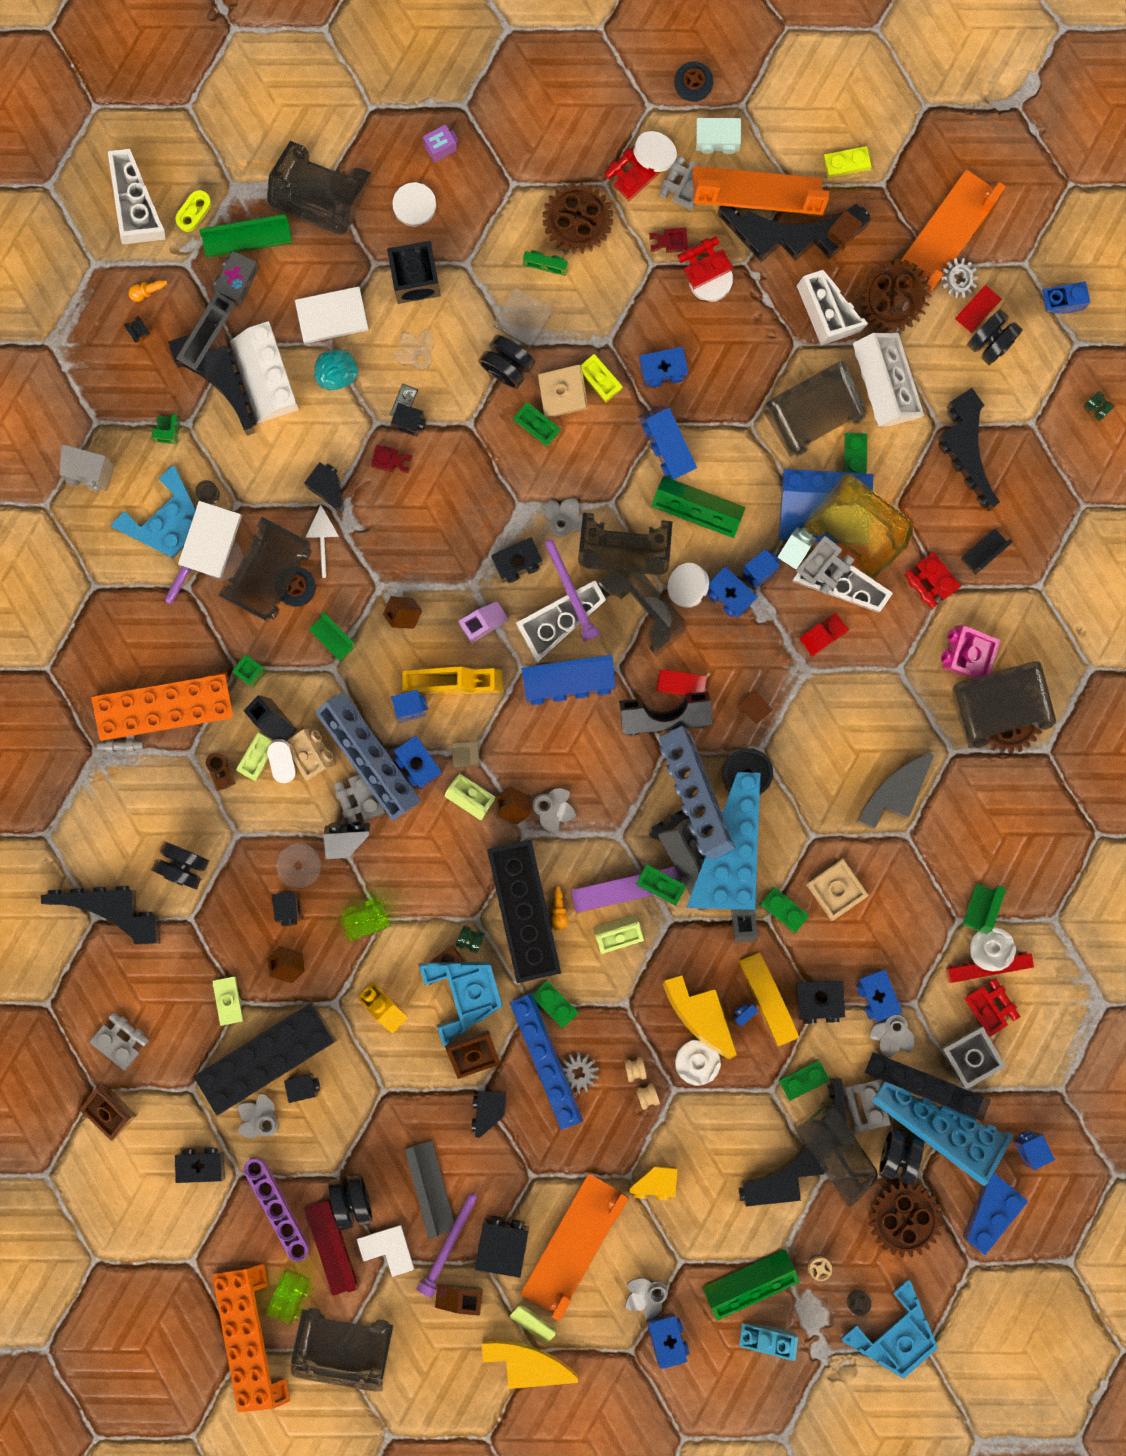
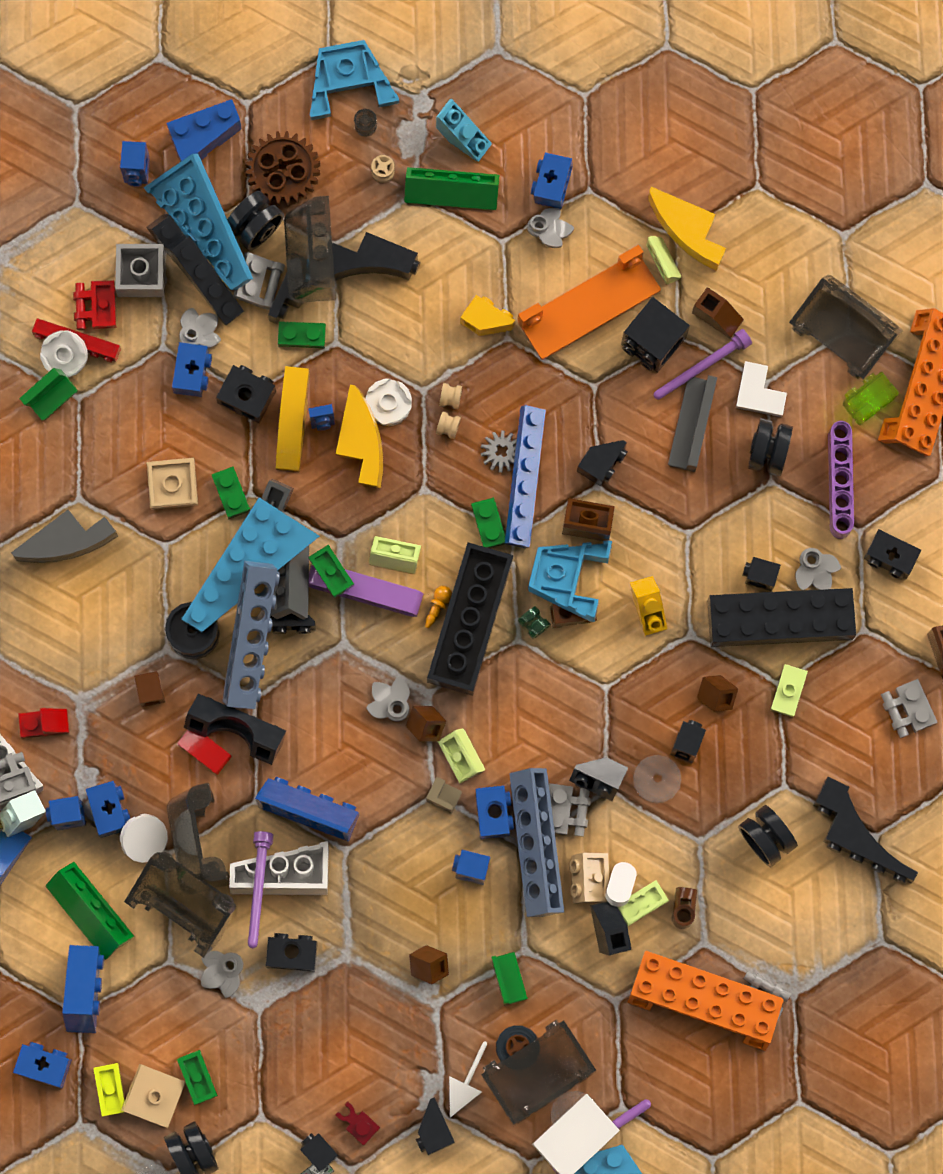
camera: 155 degrees left, 5 degrees down
(249, 671) = (605, 987): green panel -> none
(331, 1248) = (809, 421): dark red panel -> none
(366, 920) = (621, 693): clear neon green brick -> none
(453, 681) = (418, 870): yellow slope -> none
(483, 621) = (356, 911): lavender slope -> none

